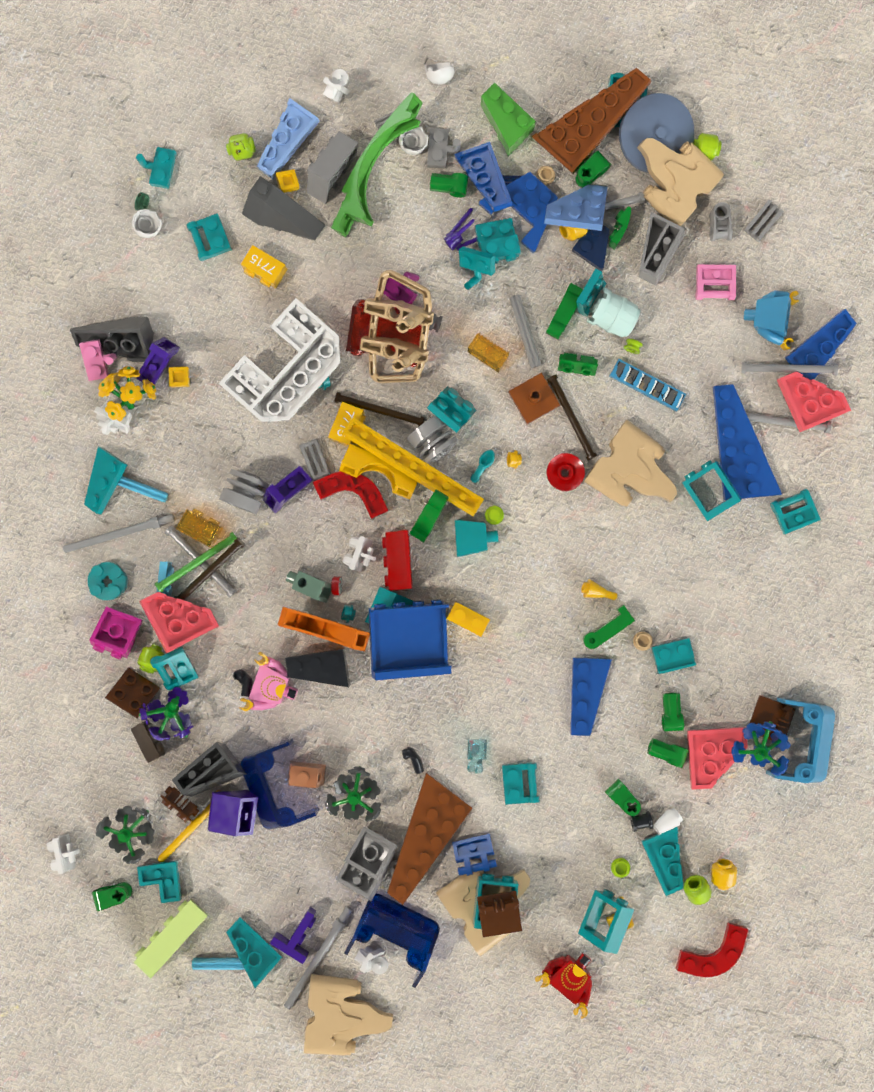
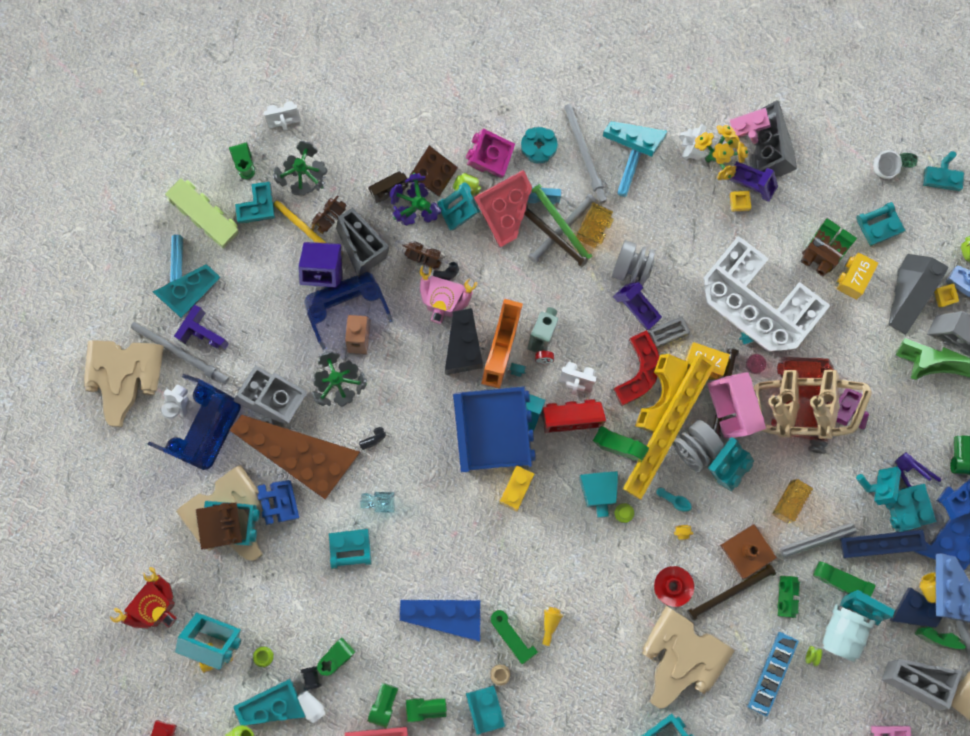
camera: 80 degrees right, 10 degrees down
(218, 712) = (415, 248): none -> reddish brown hinge
(238, 298) = (827, 254): none -> reddish brown hips
(350, 375) = (756, 364): none -> clear pink tile
(384, 399) = (736, 396): none -> bright pink piece
(531, 270) = (883, 544): none -> dark blue plate

